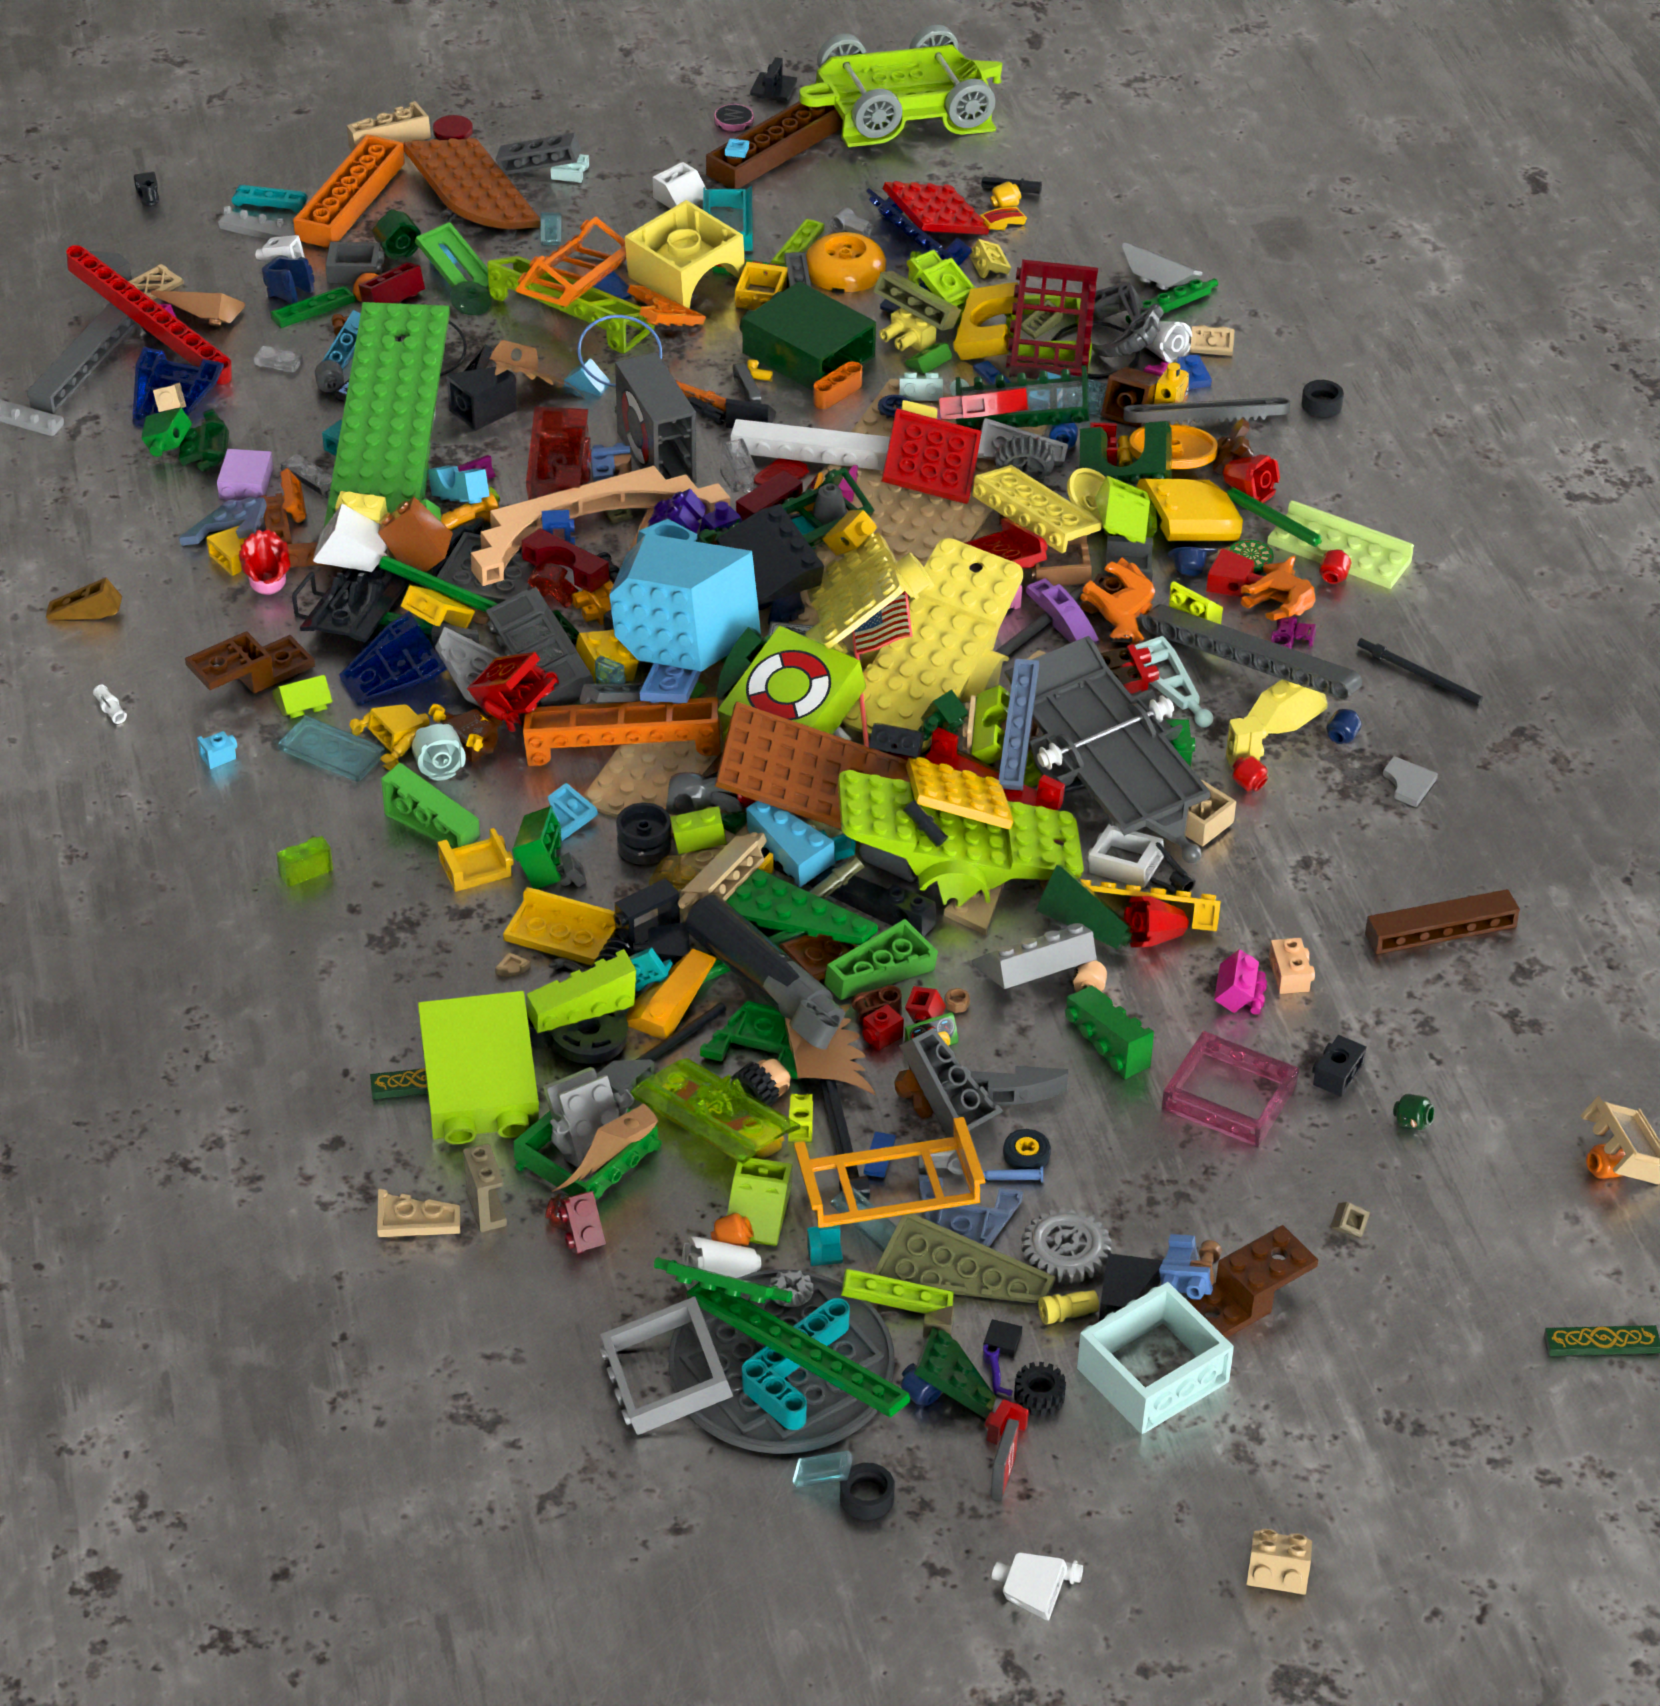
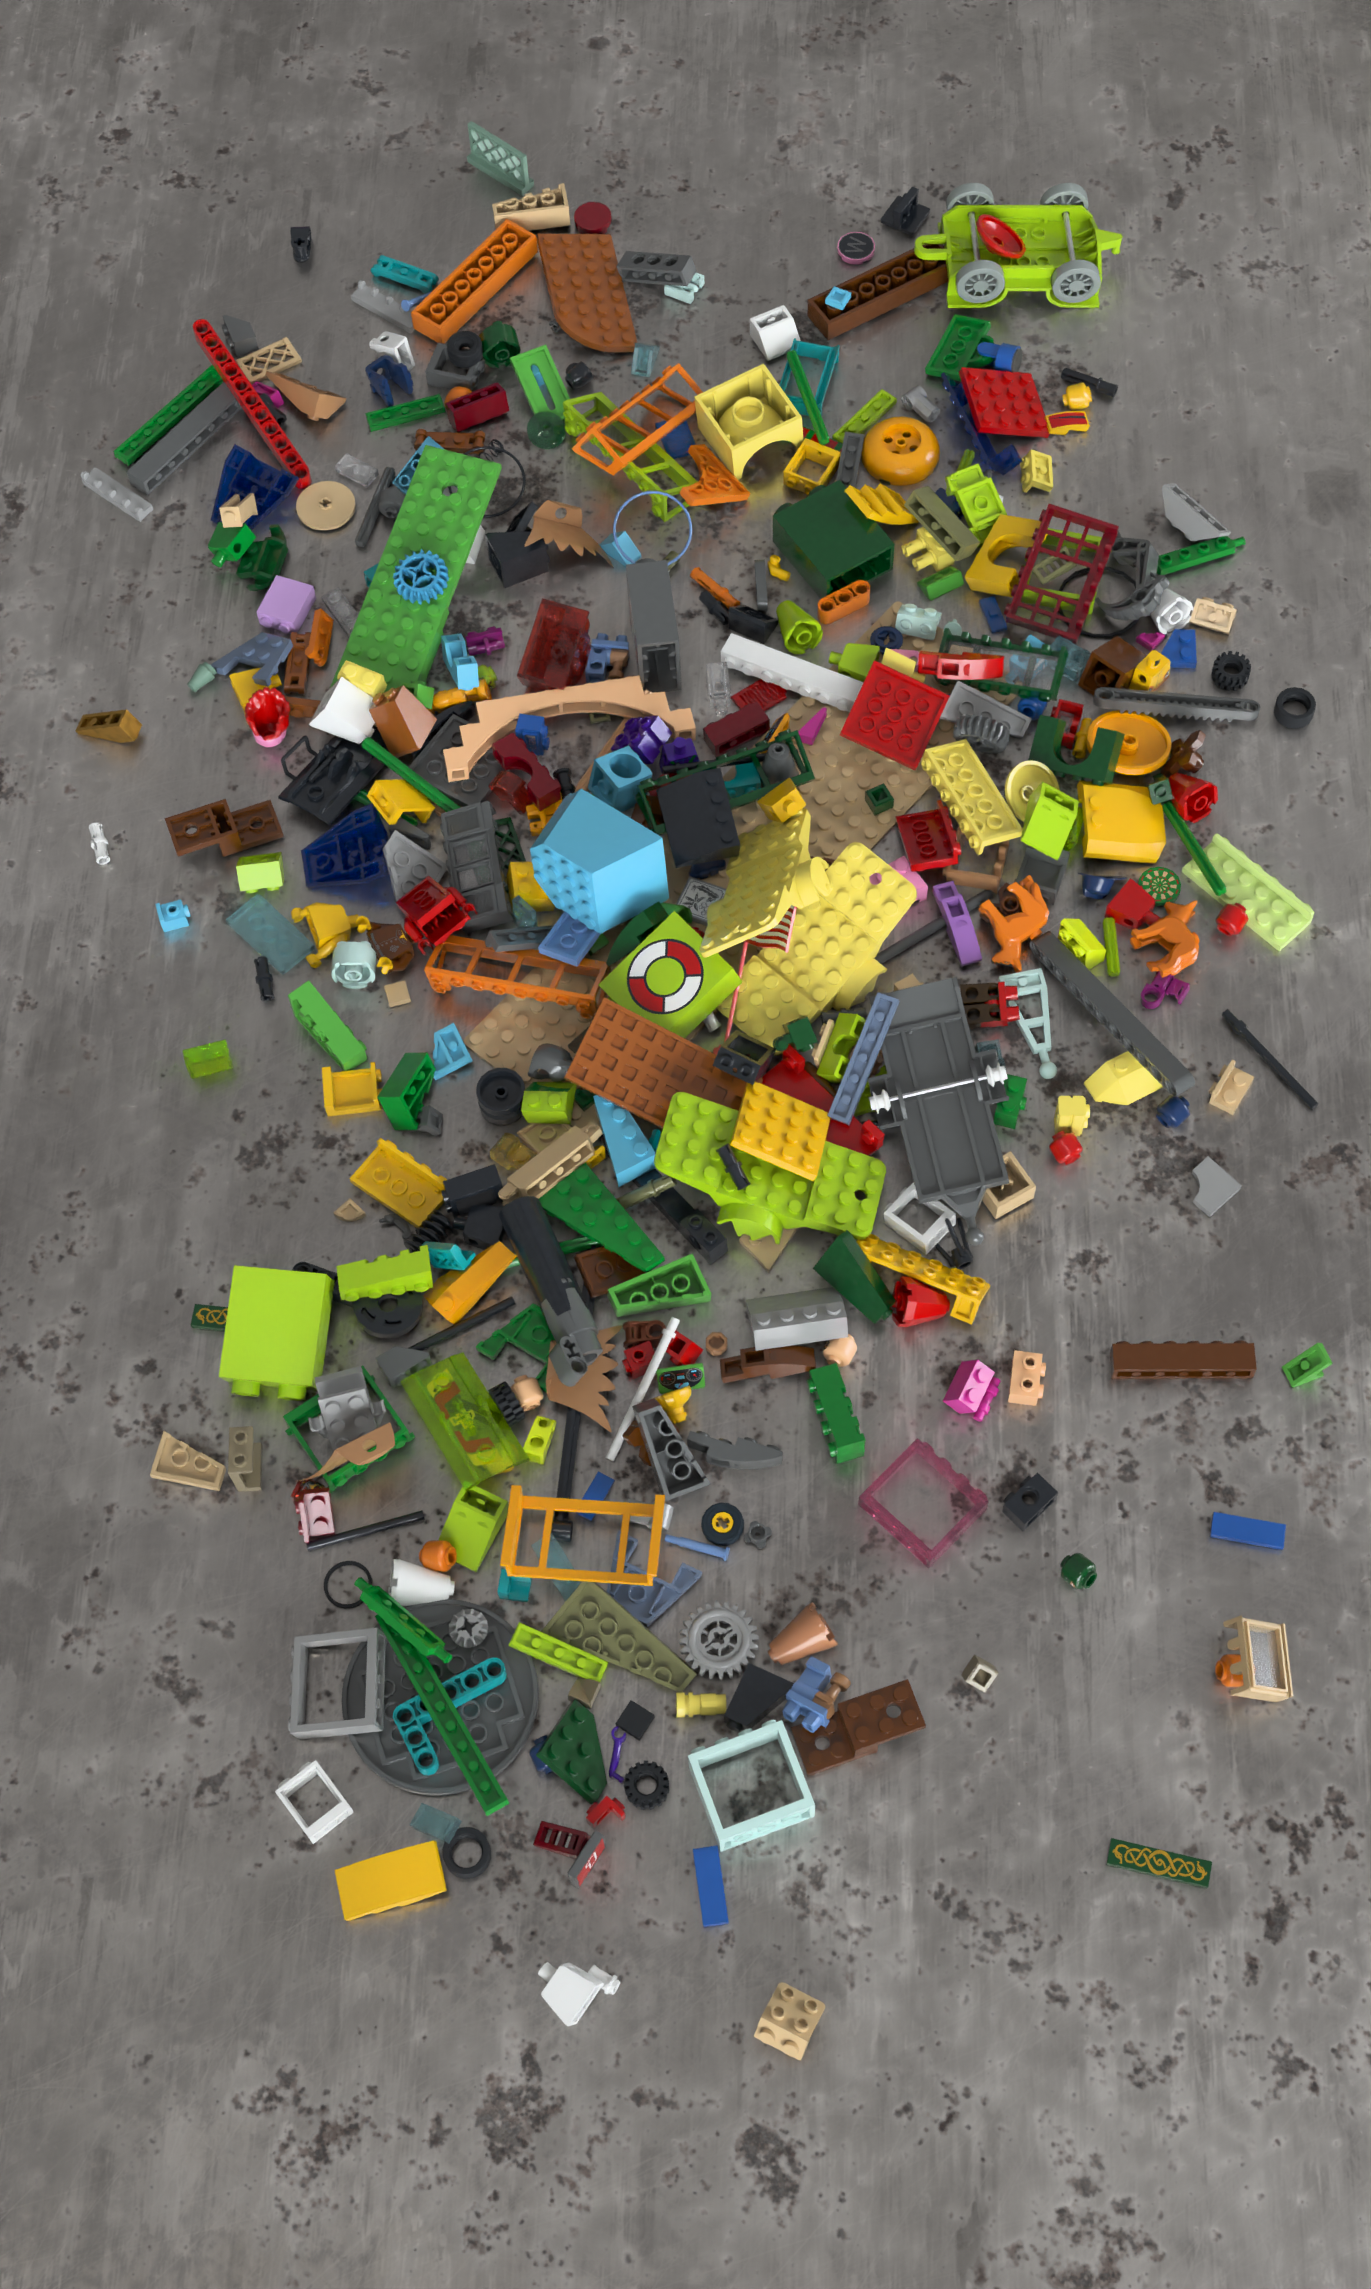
camera: 20 degrees right, 20 degrees up
(56, 342) = (168, 416): none -> green plate
(174, 546) = (202, 676): none -> sand green cone
(255, 391) = (339, 507): none -> tan piece
(285, 216) = (407, 304): none -> medium blue piece
(309, 385) = (373, 509): none -> dark grey axle
(337, 104) = (498, 167): none -> sand green fence
(340, 785) = (264, 978): none -> black pin
(363, 239) = (464, 358): none -> black tyre
(397, 410) = (424, 583): none -> dark azure gear
(488, 249) = (578, 375): none -> black piece
(492, 774) = (397, 993): none -> tan tile
(634, 1268) = (344, 1563): none -> black piece
(638, 1235) = (365, 1530): none -> black piece
(697, 1500) = (327, 1821): none -> white window
(730, 220) = (808, 398): none -> green axle
(792, 1532) = (390, 1880): none -> yellow slope
(801, 407) = (798, 628): none -> lime cone
(850, 297) = (881, 504): none -> yellow slope
(871, 421) = (855, 660): none -> lime torso
(875, 168) = (969, 346): none -> green plate
(883, 77) = (999, 237): none -> red dish
(907, 989) = (668, 1334): none -> white bar
(940, 528) = (879, 799): none -> dark green slope
(970, 1466) = (576, 1843): none -> dark red slope
(1029, 998) = (775, 1362): none -> reddish brown slope
(1068, 1151) = (756, 1527): none -> dark grey plate
(1145, 1464) = (710, 1886): none -> blue tile
(1155, 1220) = (802, 1637): none -> nougat cone
(1221, 476) = (1159, 789): none -> dark green bracket
(1228, 617) = (1111, 947): none -> lime axle
(1248, 380) = (1229, 680): none -> black tyre
(1392, 700) = (1231, 1088): none -> tan bracket
(1566, 901) = (1307, 1365): none -> bright green slope
(1567, 1048) = (1247, 1530): none -> blue tile

